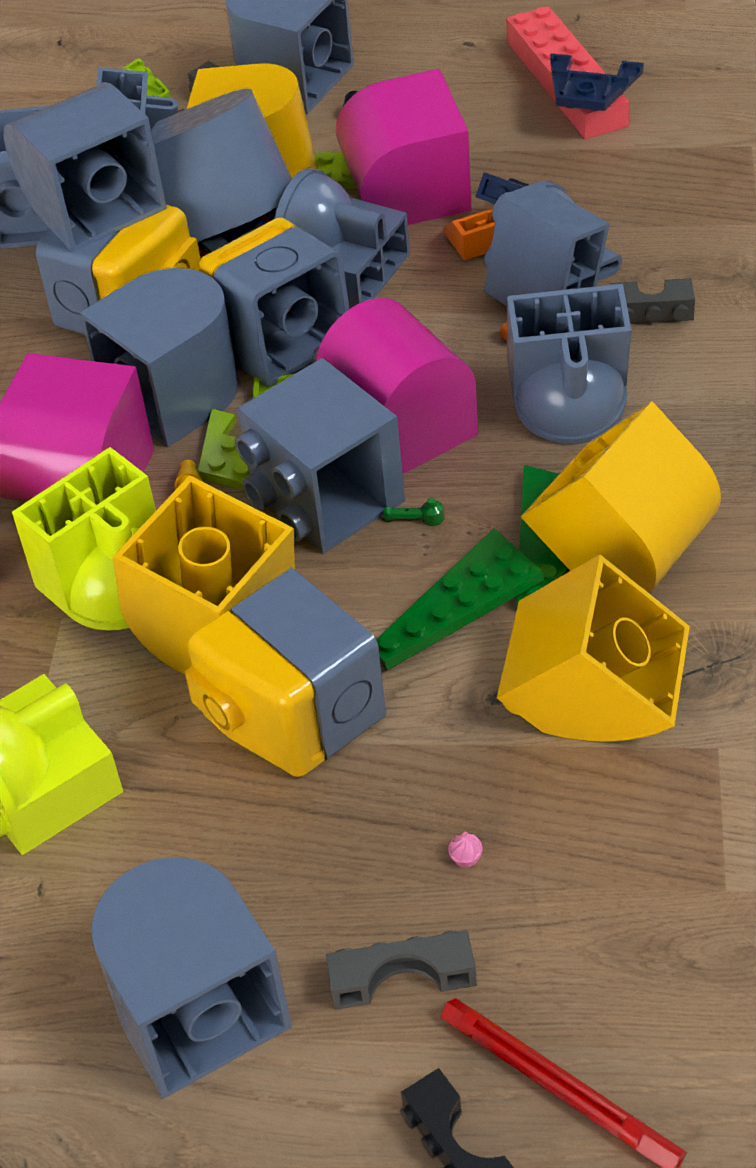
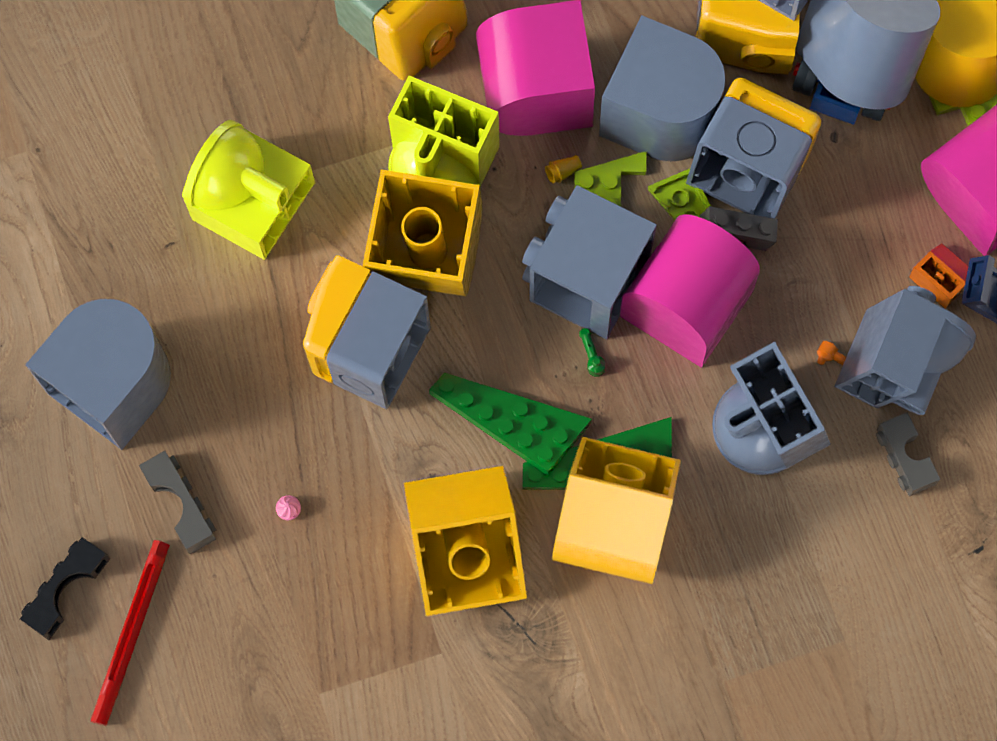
camera: 65 degrees right, 25 degrees up
(365, 234) = (864, 166): sand blue piece -> none

